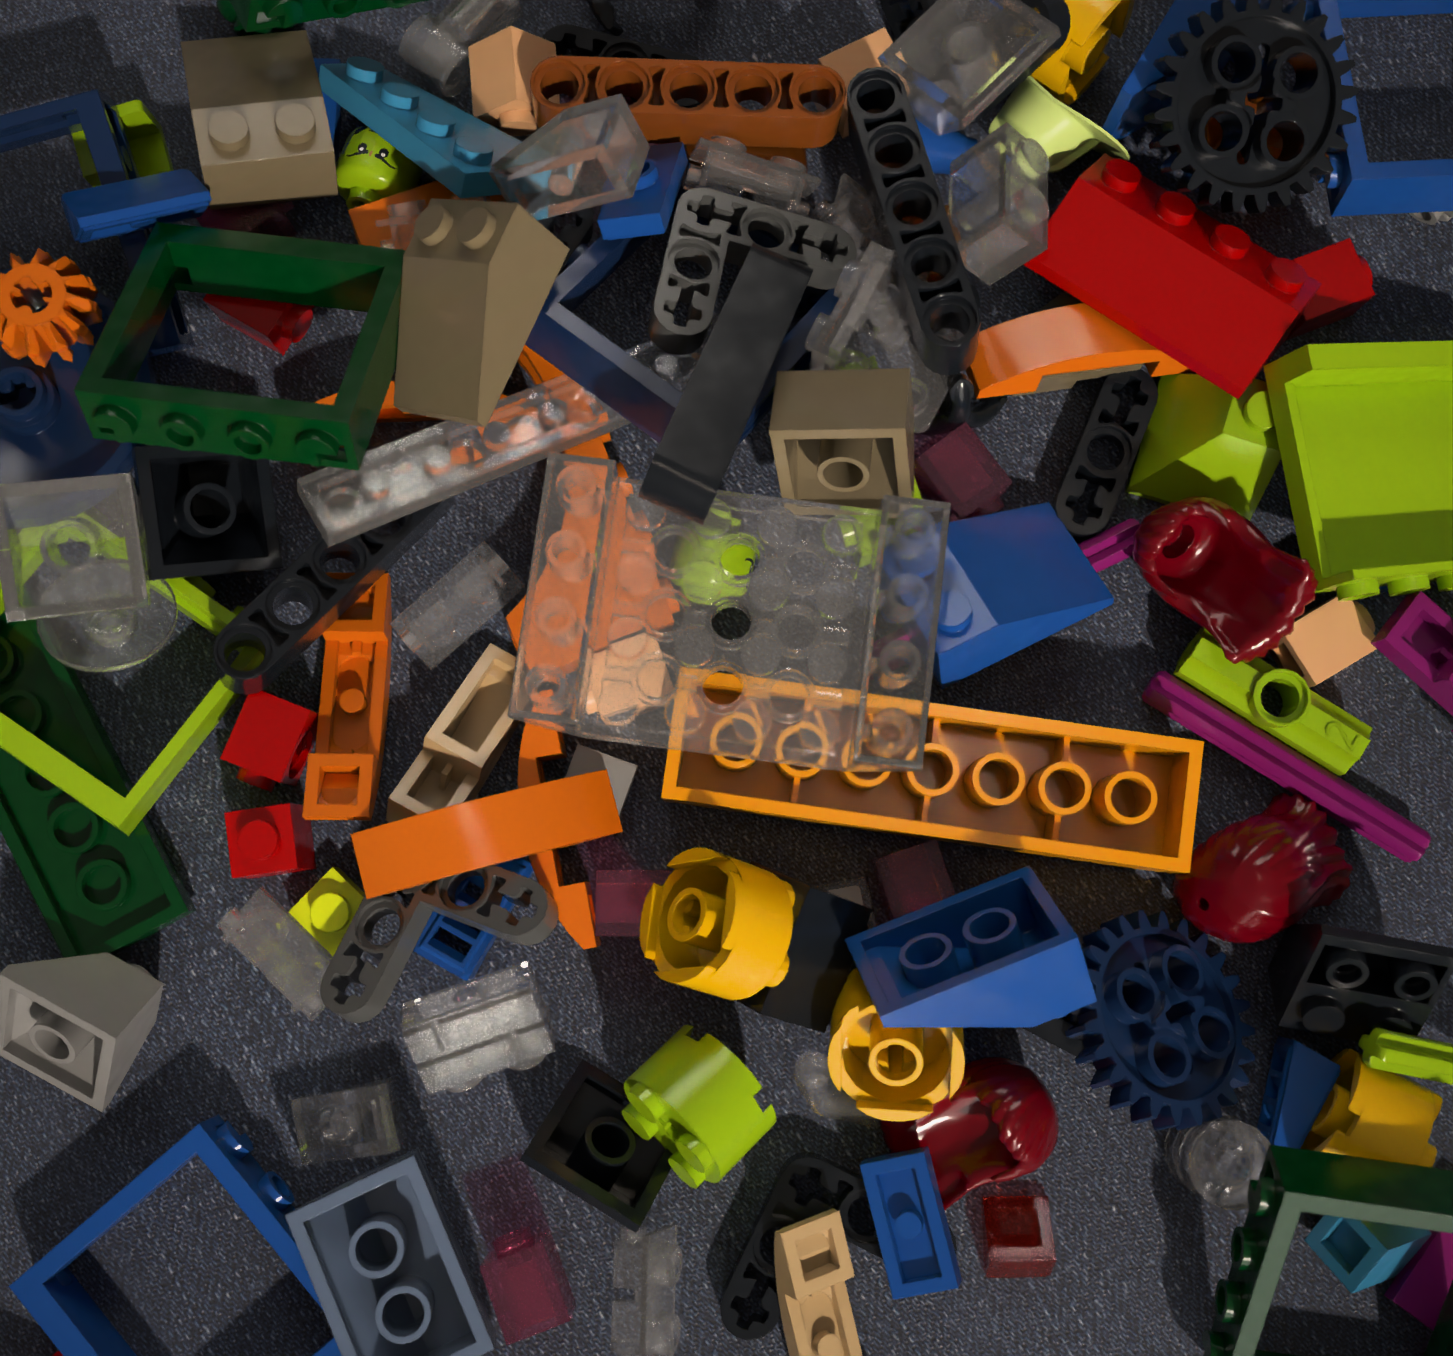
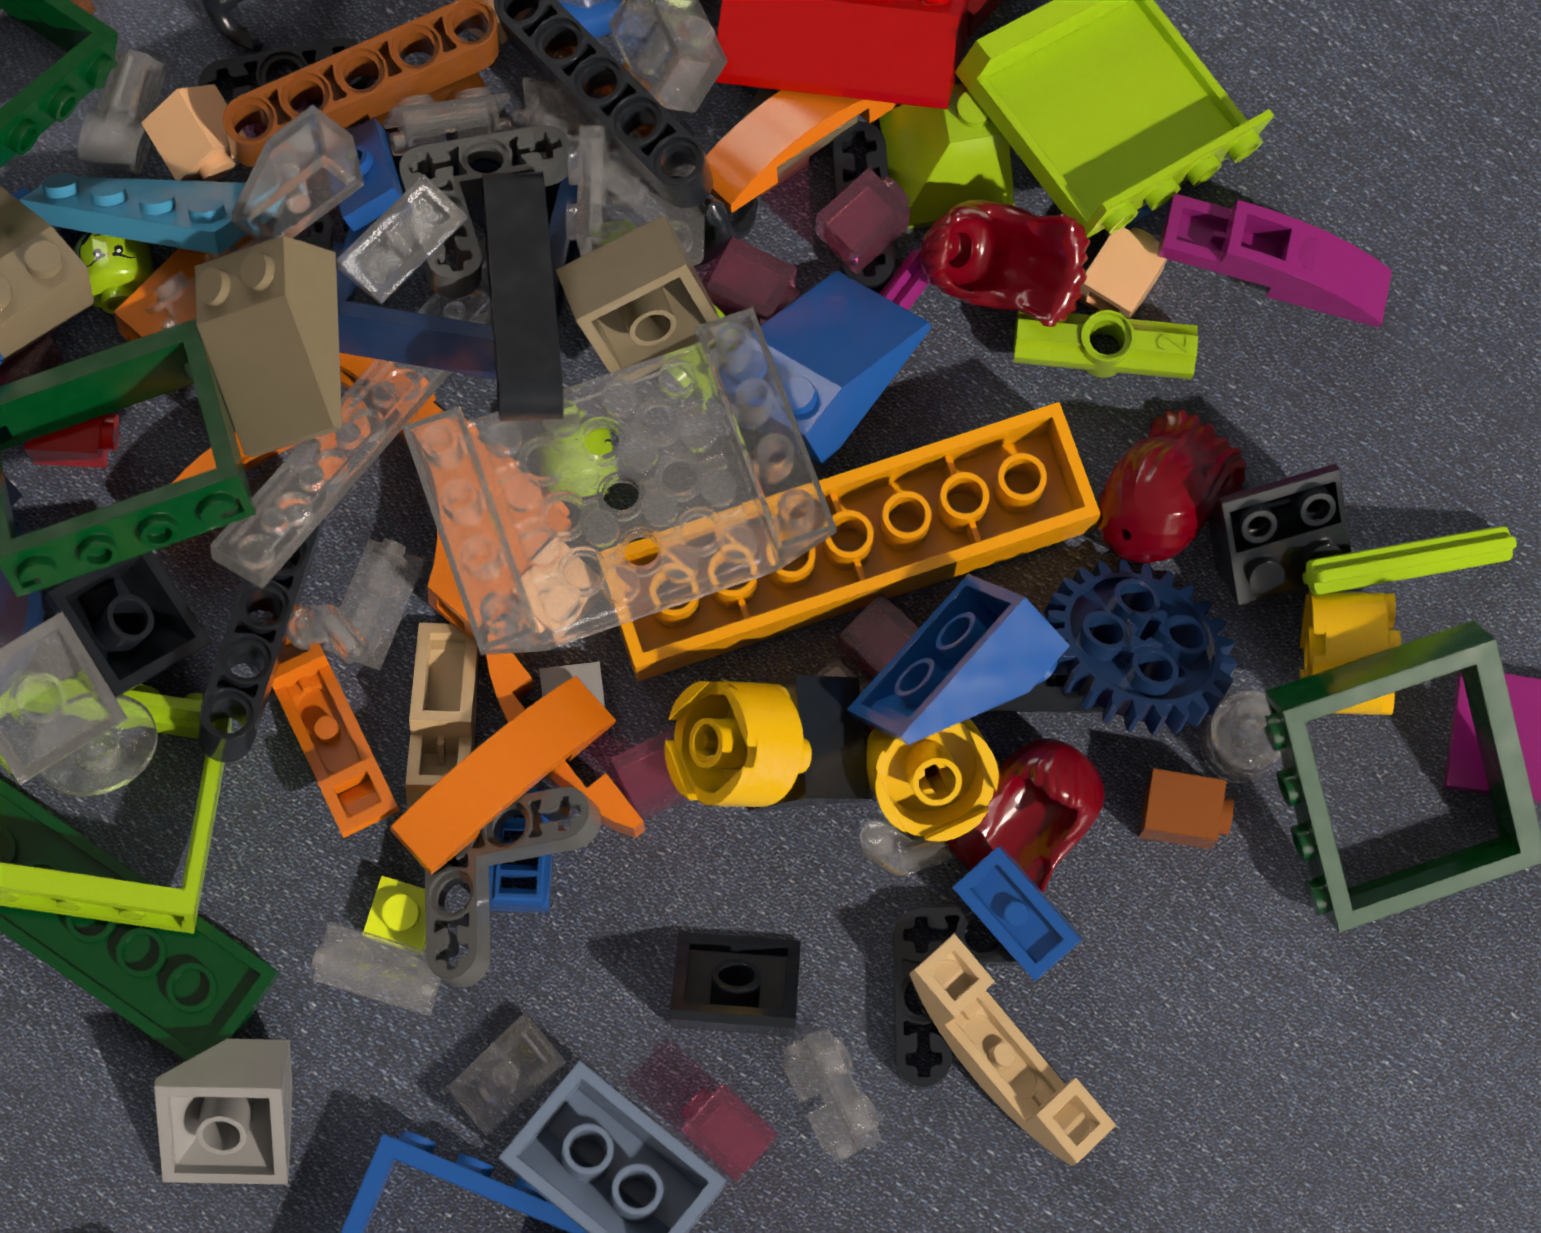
camera: 30 degrees left, 5 degrees down
(269, 841) = (318, 877): red brick -> none
(271, 741) = (275, 794): red brick -> none
(396, 608) = (326, 624): none -> clear arm
(478, 1029) = (579, 942): clear brick -> none
(640, 267) = (401, 239): none -> clear slope
(697, 1106) = (793, 905): lime brick -> none
(1017, 1237) = (1118, 893): clear red slope -> none
(1101, 466) = (864, 219): none -> clear pink brick
(1123, 1195) = (1185, 809): none -> dark orange brick
(1286, 766) = (1144, 393): magenta axle -> none
(1294, 1092) = (1280, 645): blue slope -> none
(1364, 1251) = (1401, 746): dark azure panel -> none

